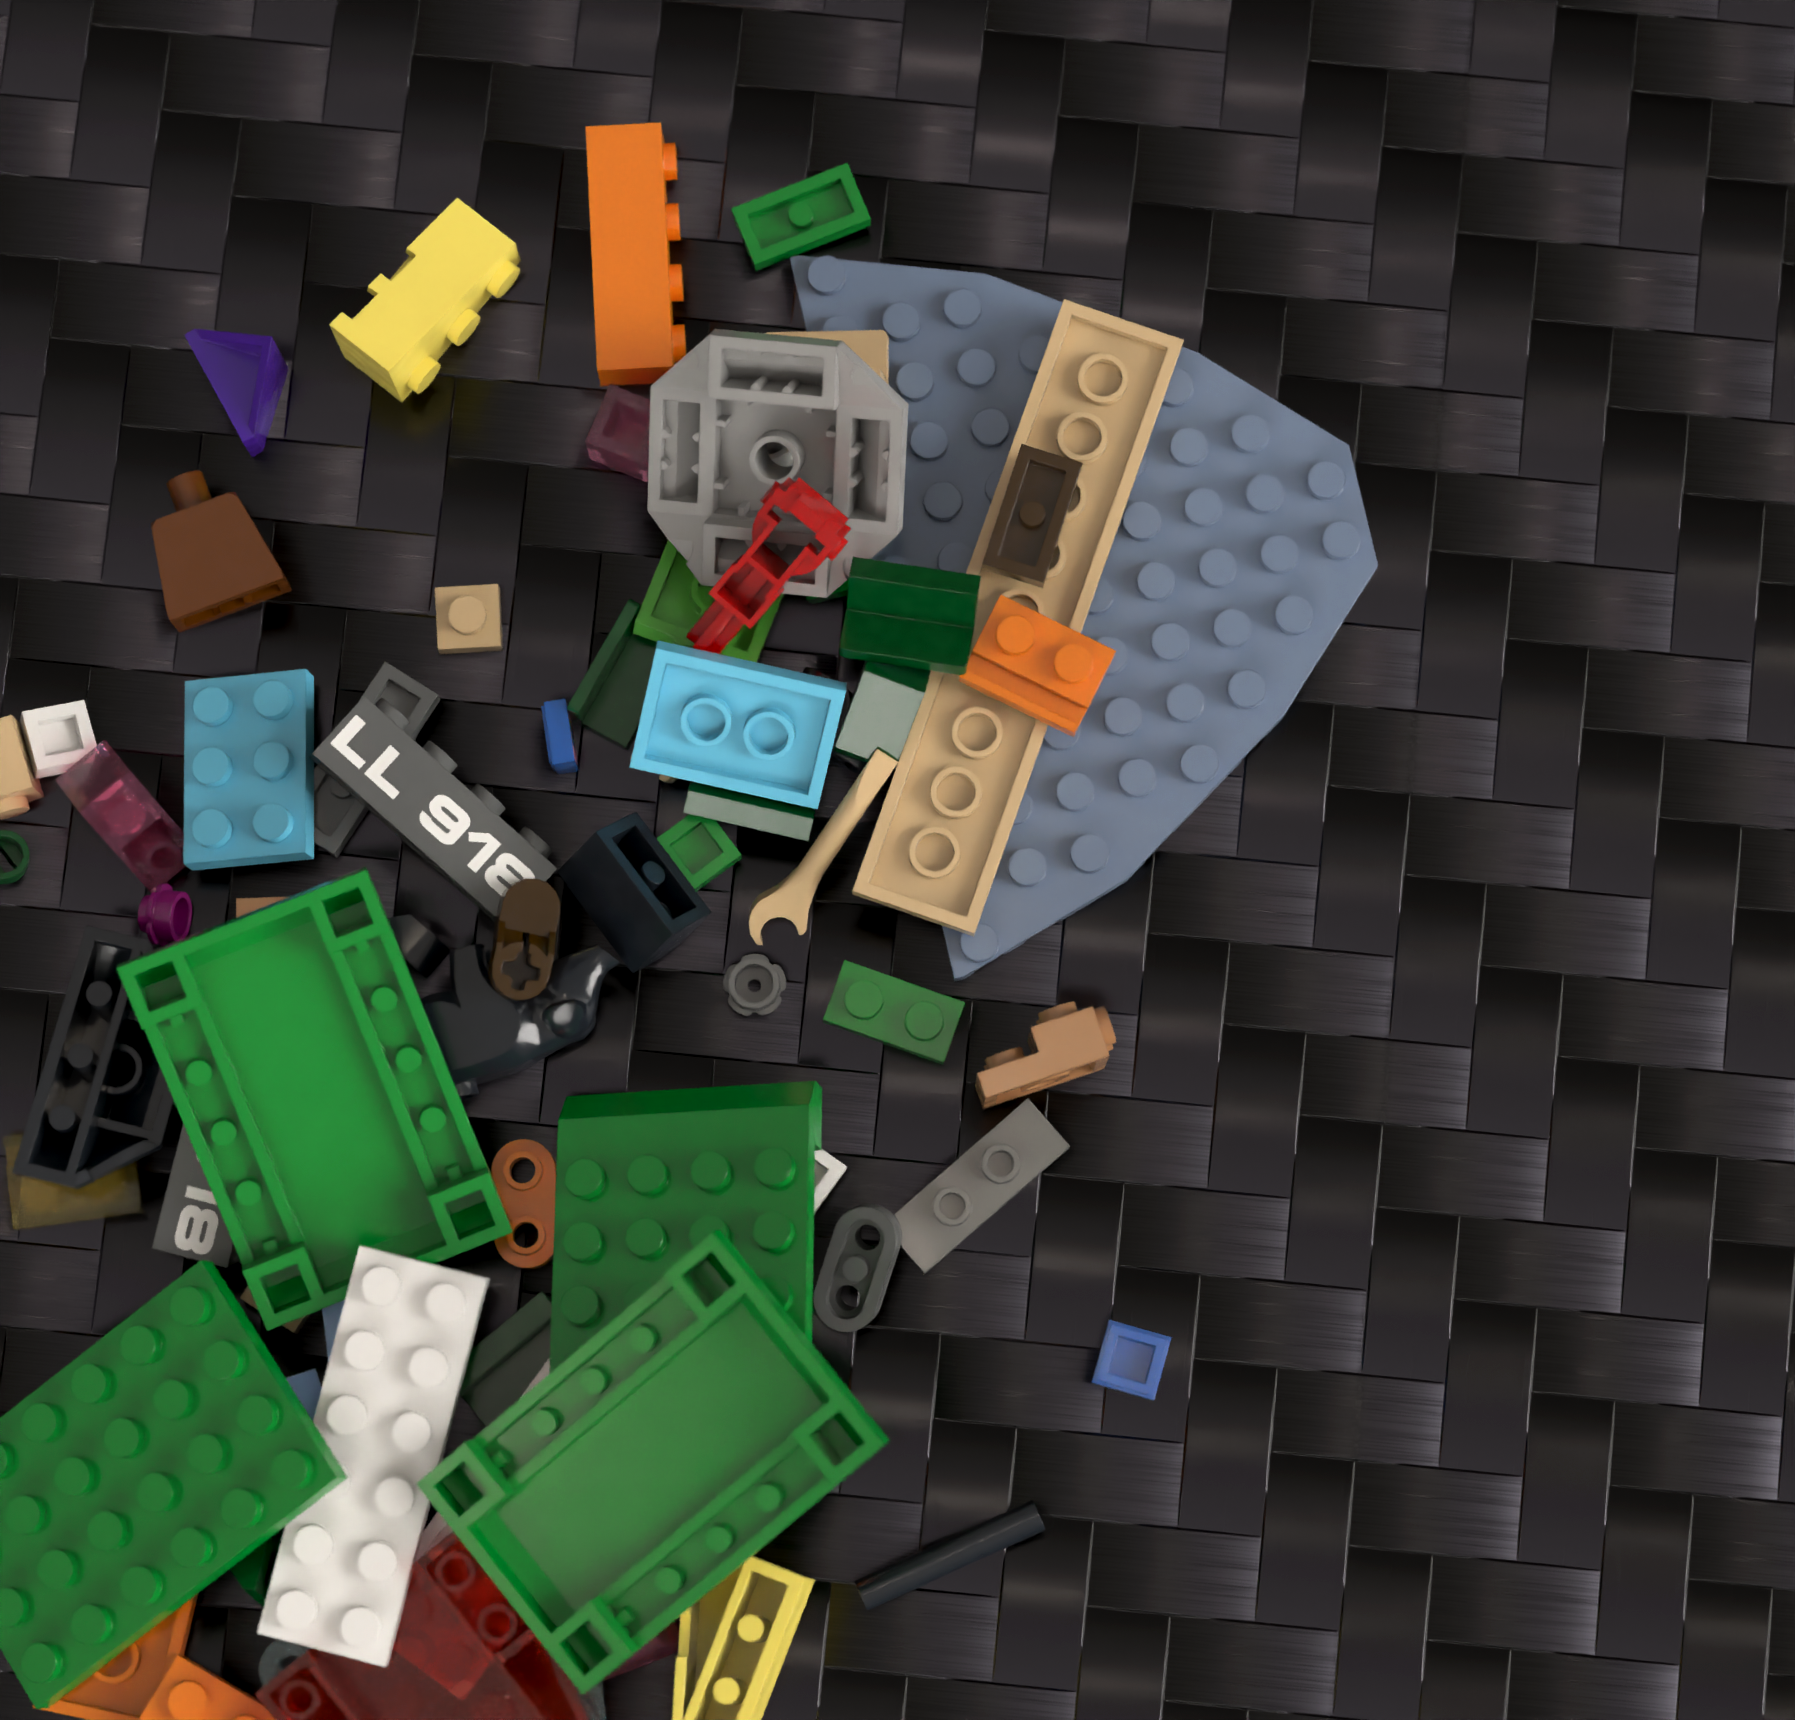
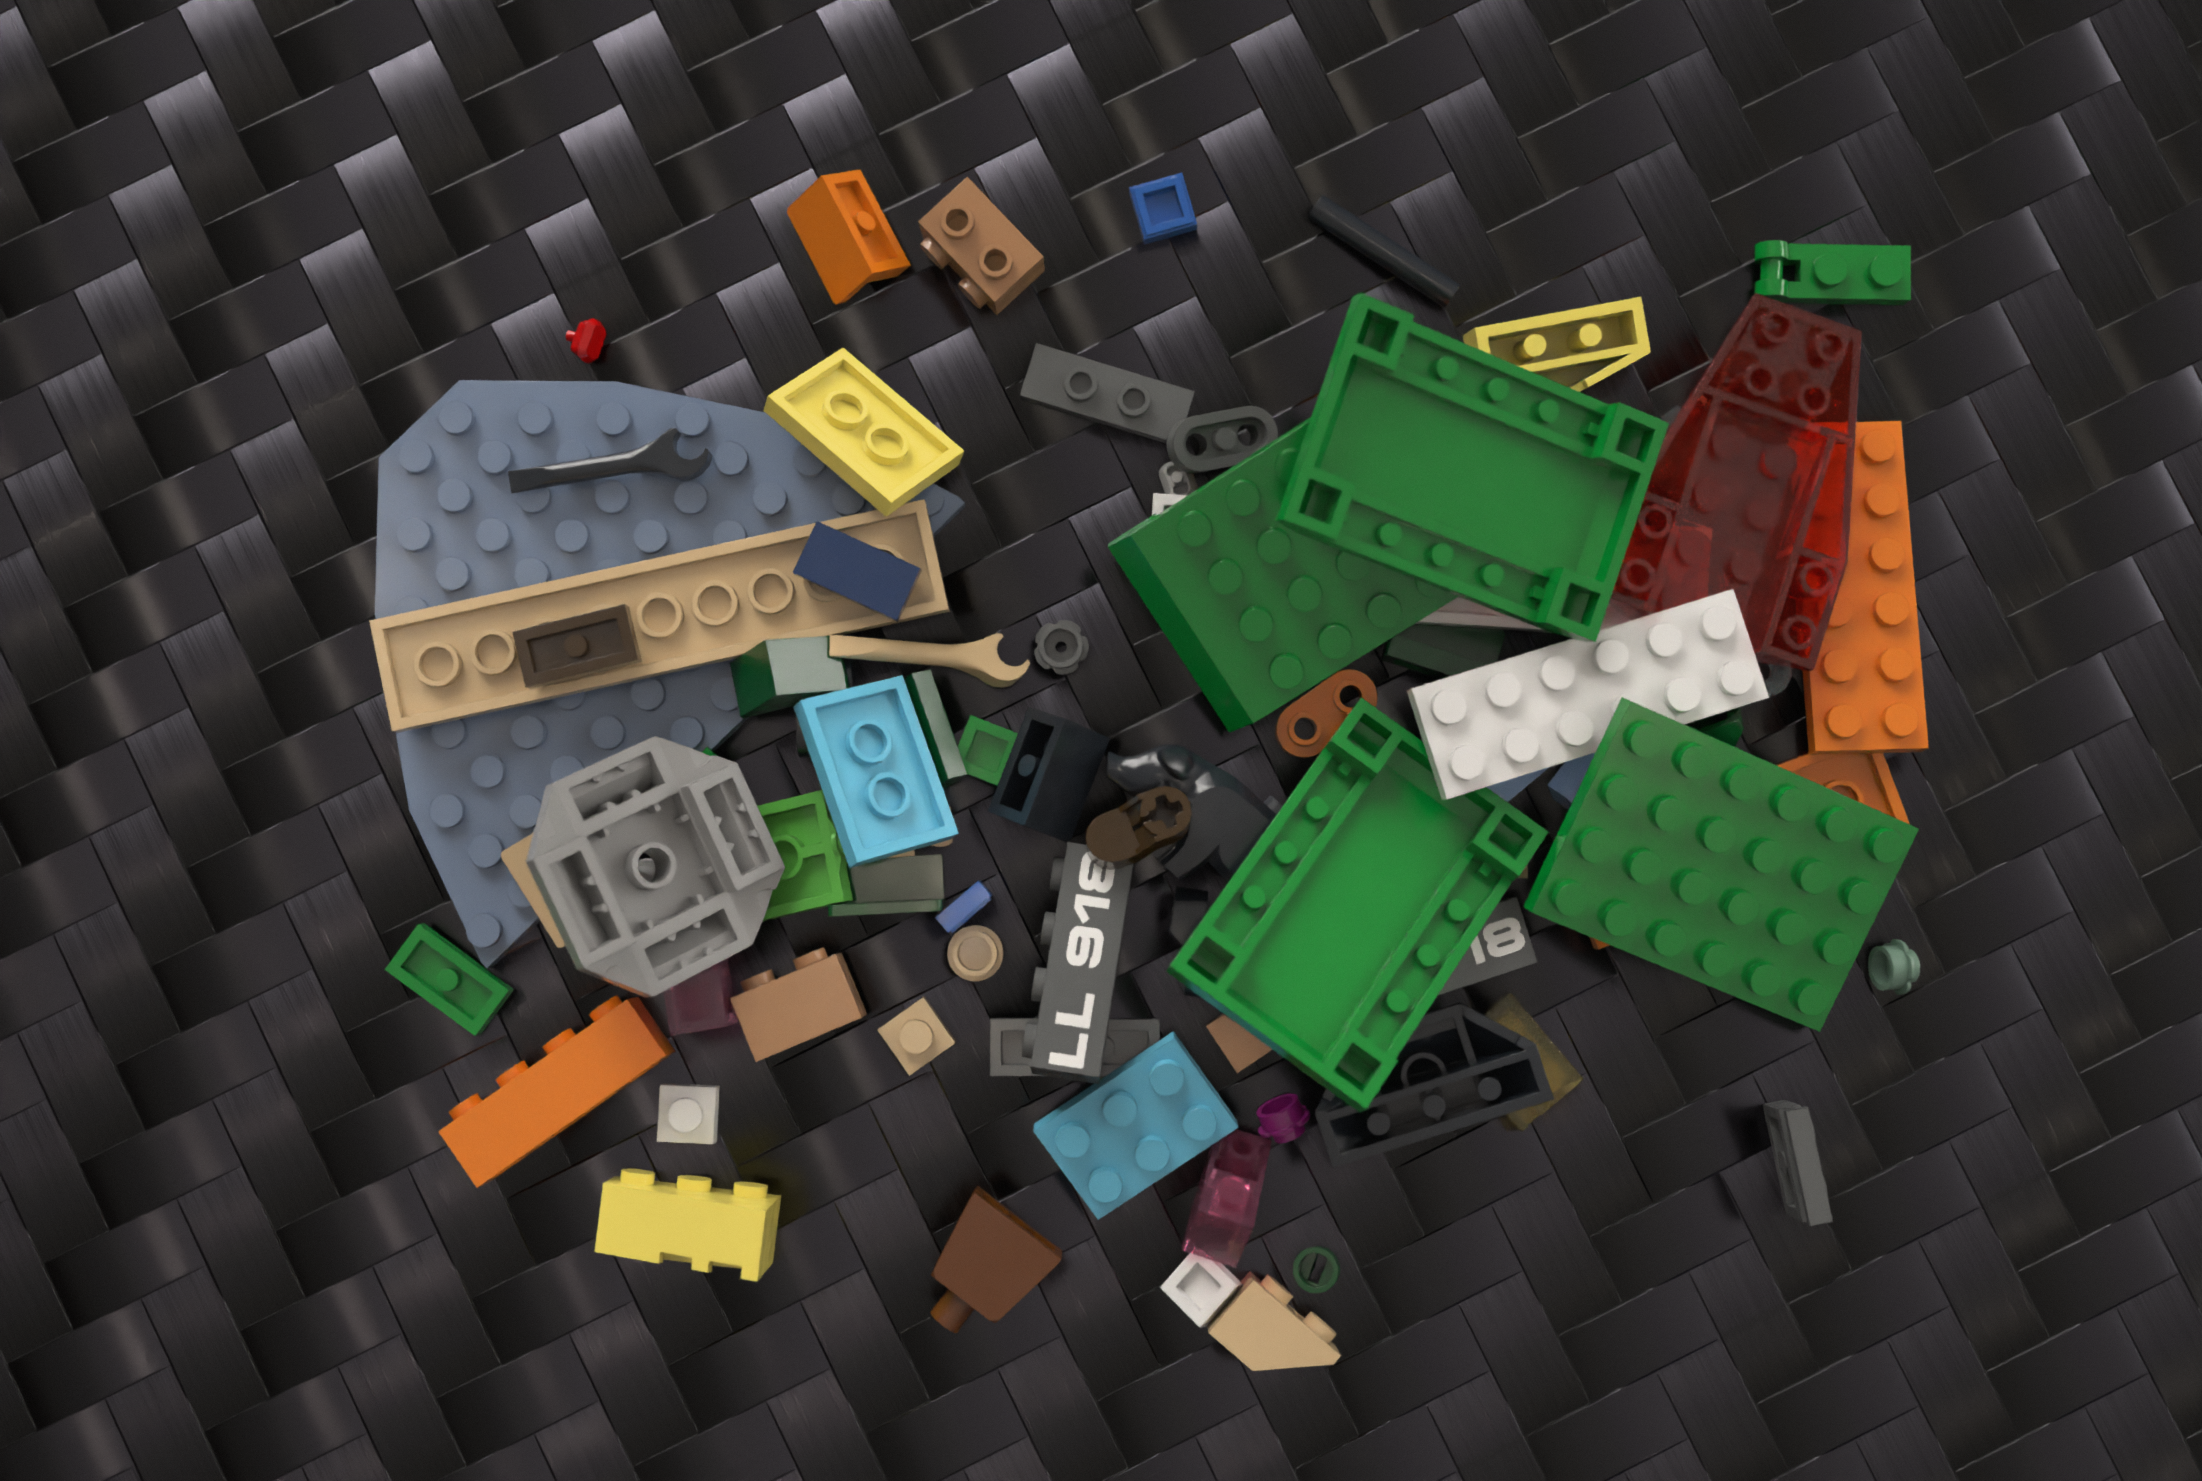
camera: 125 degrees left, 5 degrees up
(246, 376) = (837, 1325): dark purple slope -> none
(511, 721) = (975, 953): none -> tan plate
(534, 362) = (688, 1113): none -> white plate
(567, 522) = (797, 1005): none -> medium nougat brick
(760, 574) = (752, 820): red piece -> none
(844, 1198) = (1176, 481): none -> light grey rock
(893, 1012) = (1016, 533): green plate -> none
(909, 616) = (713, 689): dark green panel -> none
(941, 823) = (857, 571): none -> dark blue tile
(1037, 665) = (691, 574): orange plate -> none
(1062, 1048) = (973, 386): medium nougat plate -> none
(1080, 918) = (863, 431): none -> light yellow plate
(1179, 704) = (653, 458): none -> black piece
(1198, 1148) = (980, 247): none -> medium nougat brick
(1294, 1028) = (846, 234): none -> orange panel
(1344, 712) = (587, 339): none -> red rock

